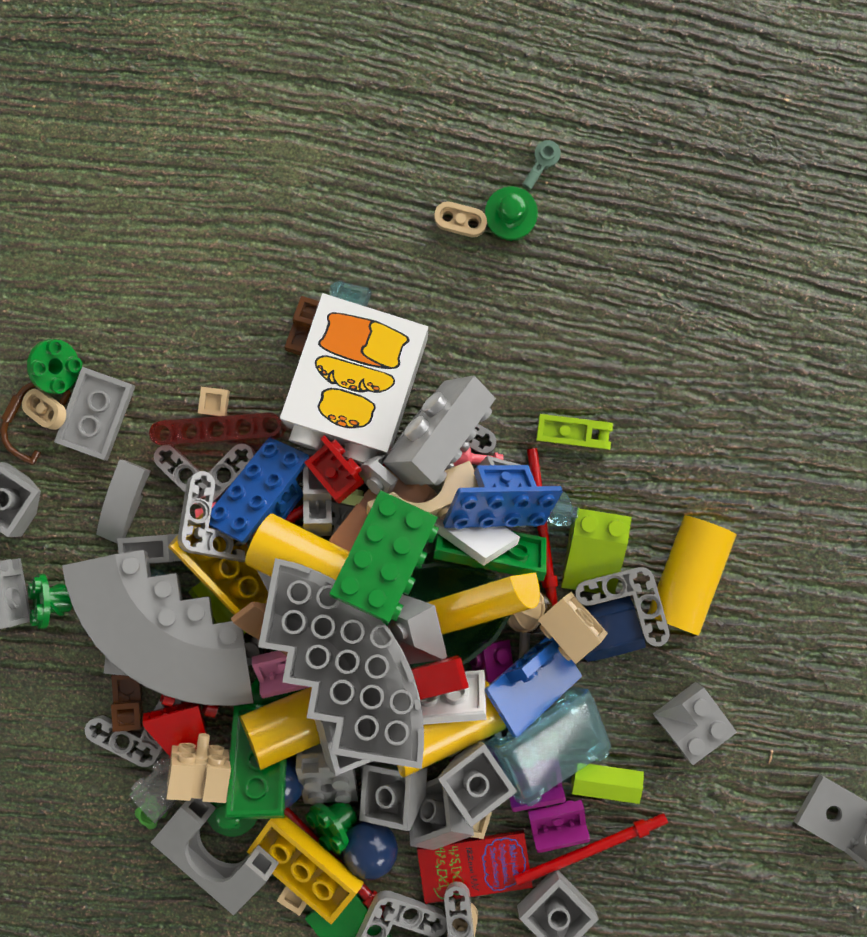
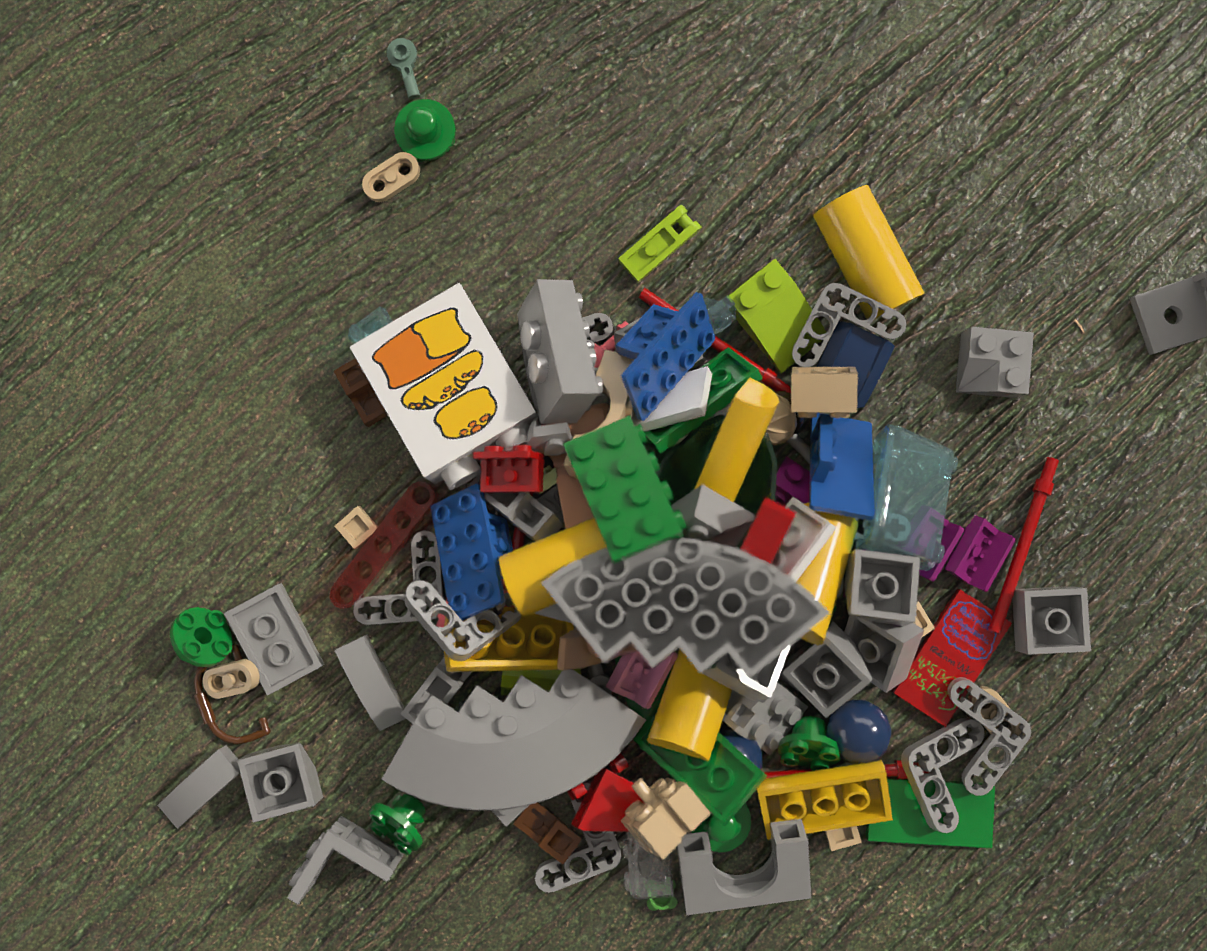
camera: 55 degrees left, 0 degrees up
(608, 783) = (981, 480): lime piece -> none

